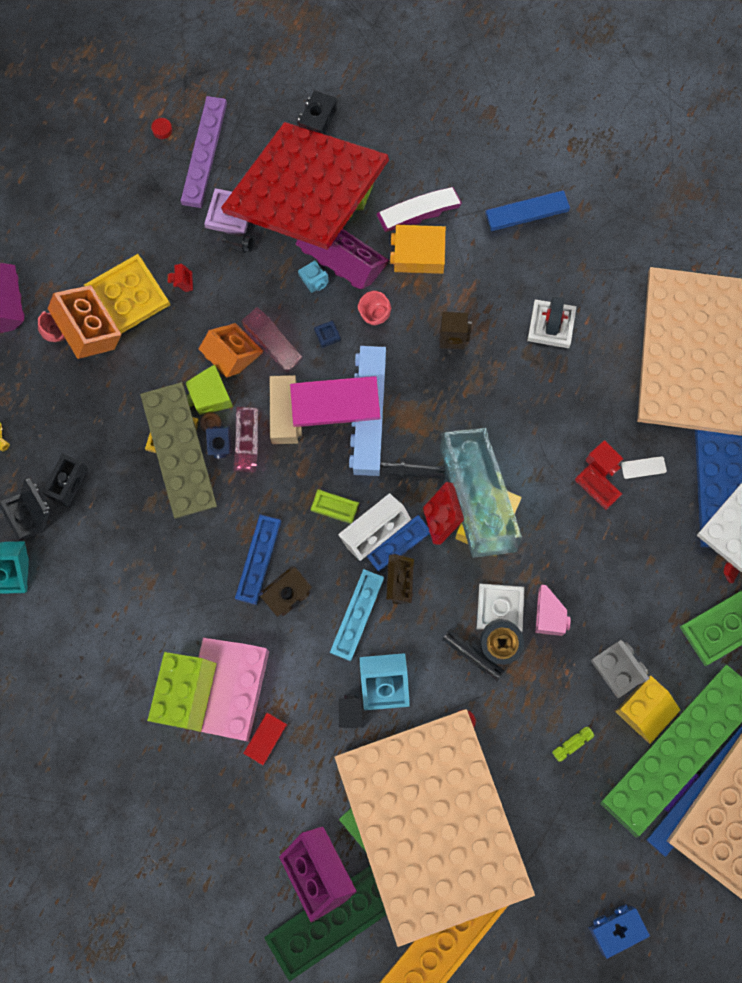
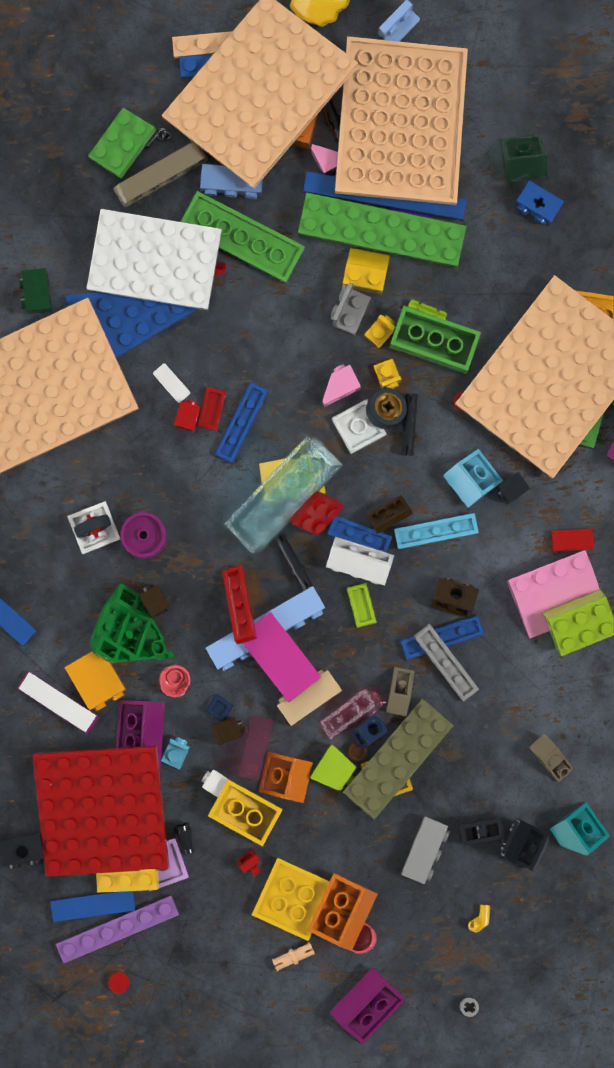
camera: 125 degrees left, 10 degrees up
(81, 267) = (293, 956): none -> light nougat pin
(84, 584) = (551, 757): none -> dark tan slope
(86, 425) = (425, 850): none -> light grey brick
(222, 296) = (245, 812): none -> yellow slope
(227, 184) = (128, 881): none -> yellow plate
(233, 546) = (446, 662): none -> light grey tile
(235, 144) = (92, 905): none -> blue tile
(235, 490) = (400, 691): none -> dark tan slope
(263, 291) = (214, 782): none -> white brick
(302, 321) = (227, 731): none -> dark brown slope
(404, 396) = (239, 604): none -> red plate
(440, 287) = (127, 631): none -> green wedge
(518, 356) = (147, 547): none -> magenta wheel
(533, 665) = (387, 374): none -> yellow bracket
(541, 731) = (435, 339): none -> bright green brick
(569, 505) = (241, 423): none -> blue tile
(580, 686) = (381, 330): none -> yellow bracket
(675, 948) = (524, 157): none -> clear green slope

